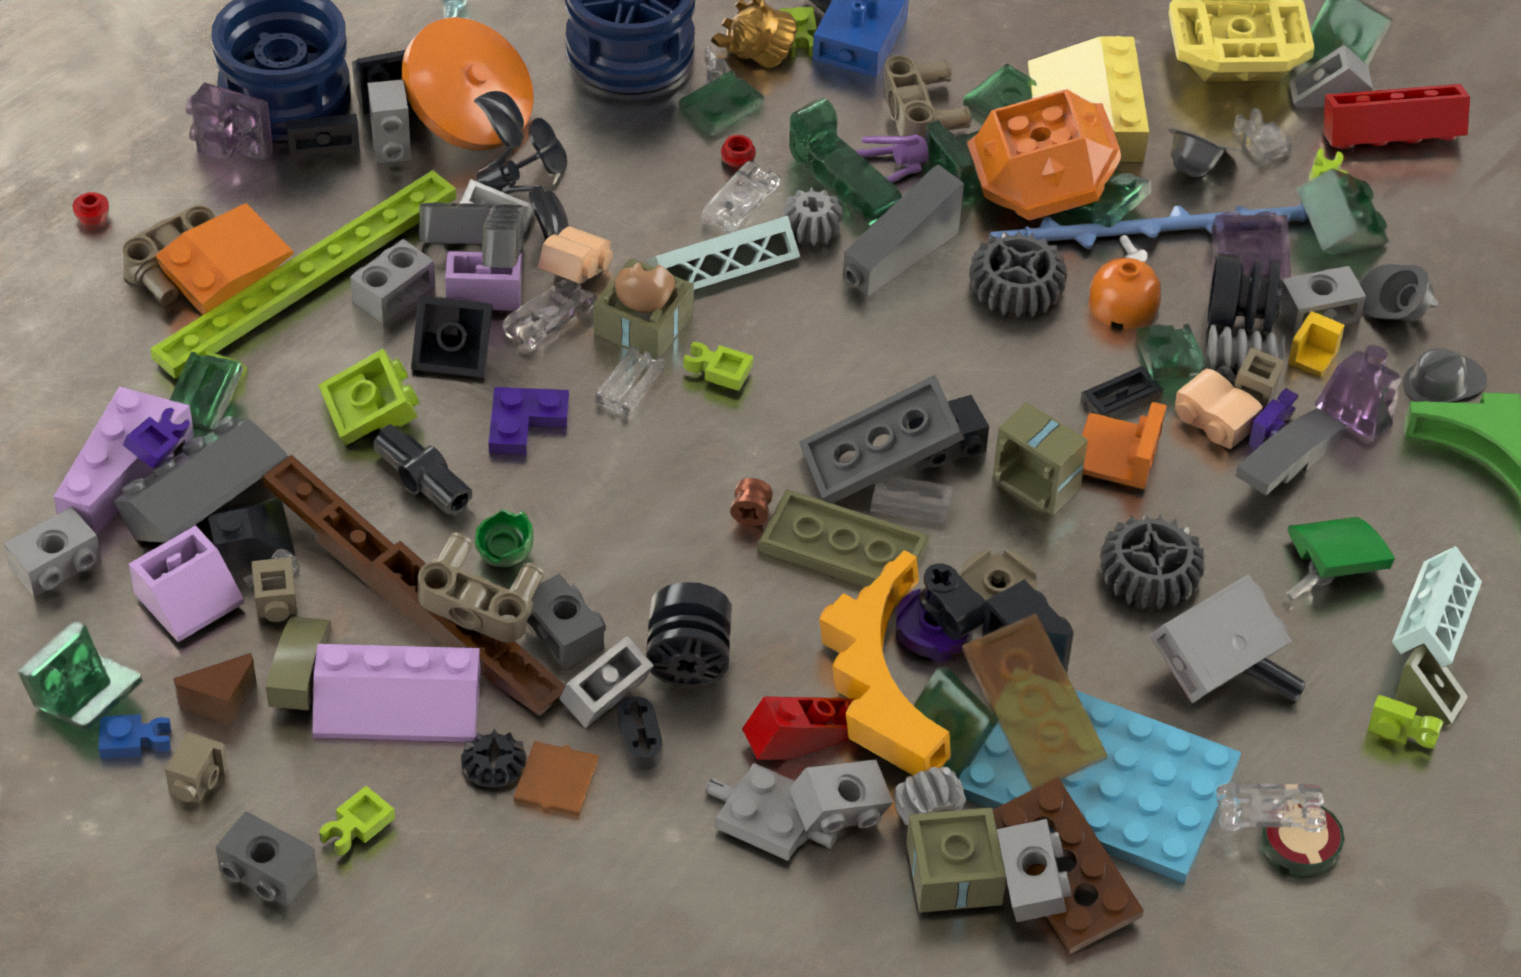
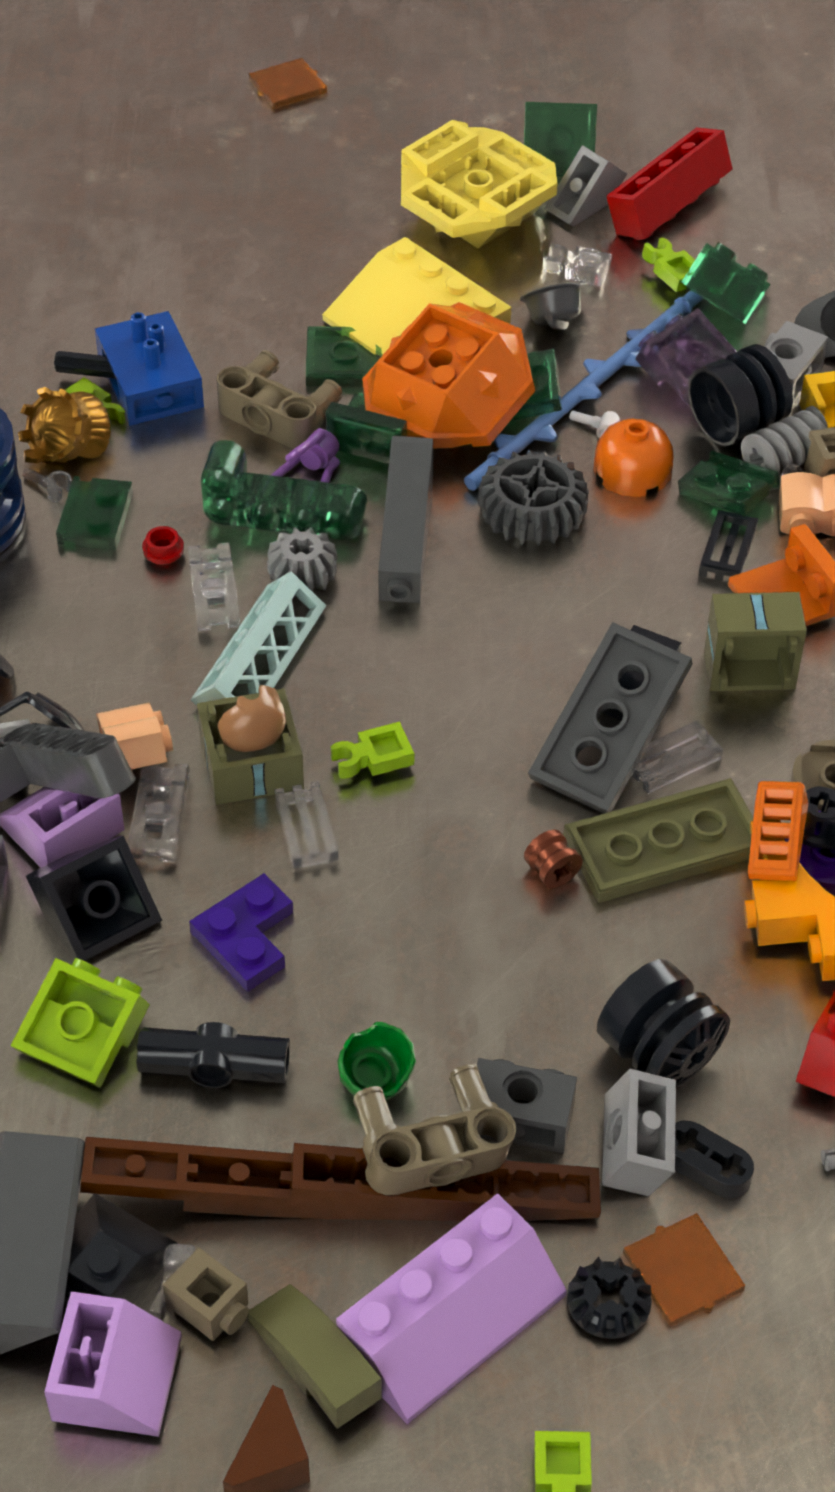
camera: 40 degrees left, 0 degrees up
(899, 552) = (777, 802): none -> orange slope

